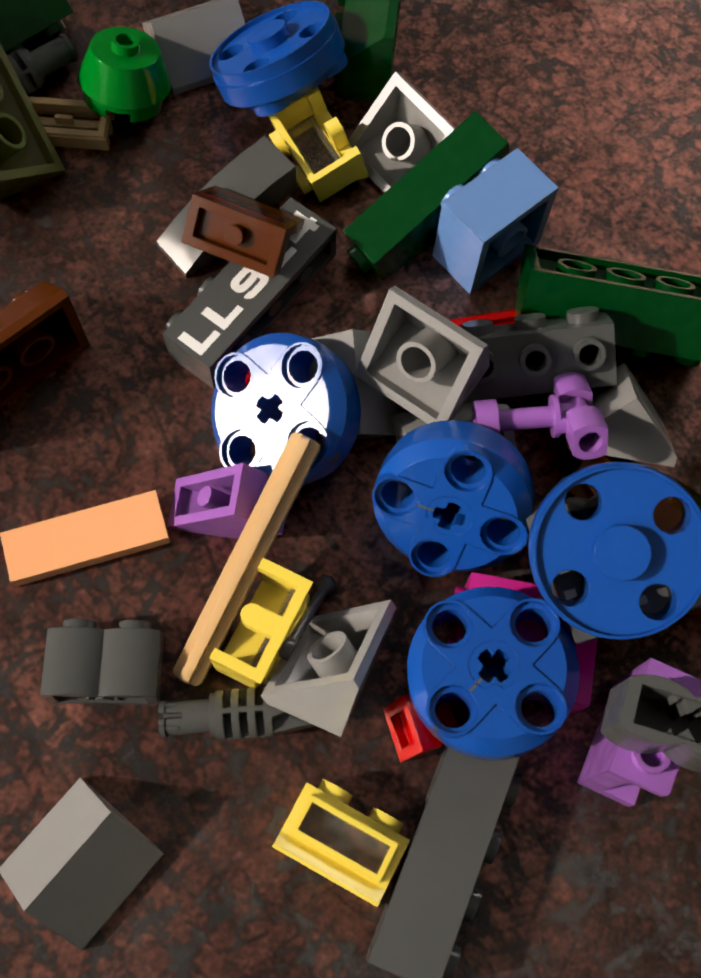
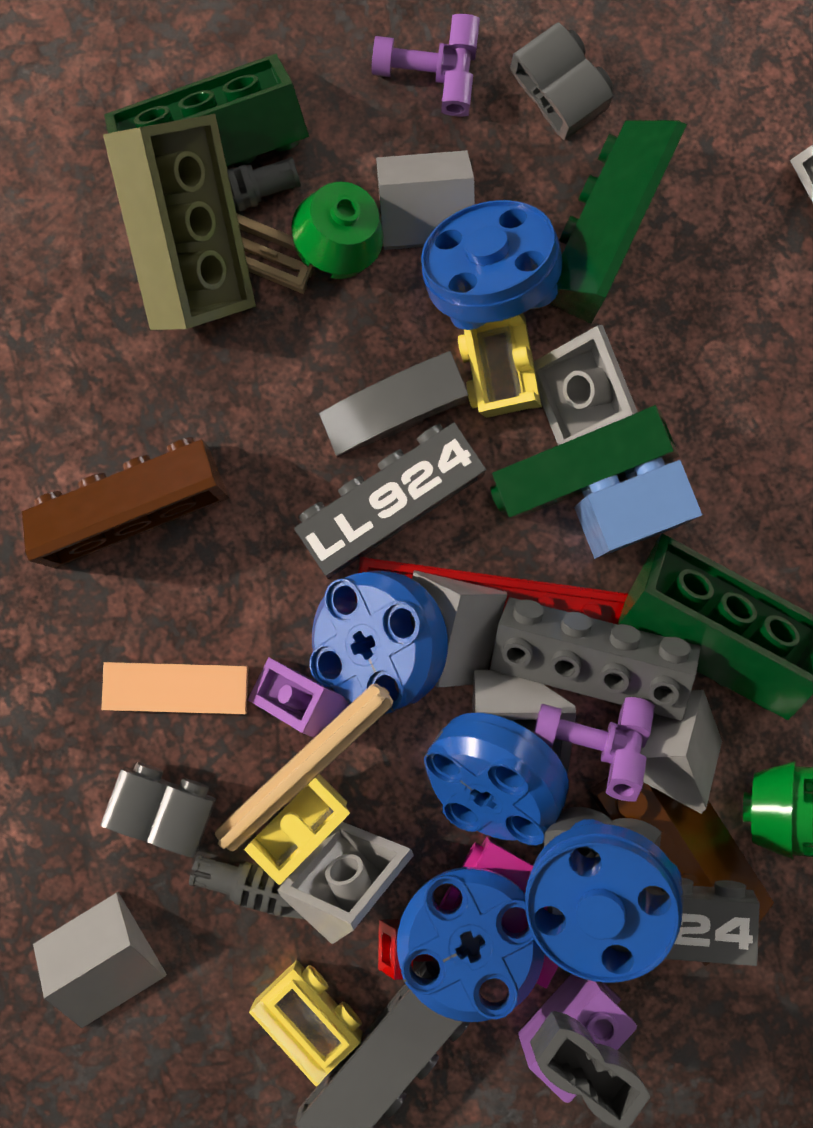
camera: 20 degrees right, 15 degrees up
(239, 229) = (396, 448): reddish brown panel -> none
(325, 586) = (365, 800): dark grey hinge -> none
(421, 359) = (509, 654): light grey slope -> none

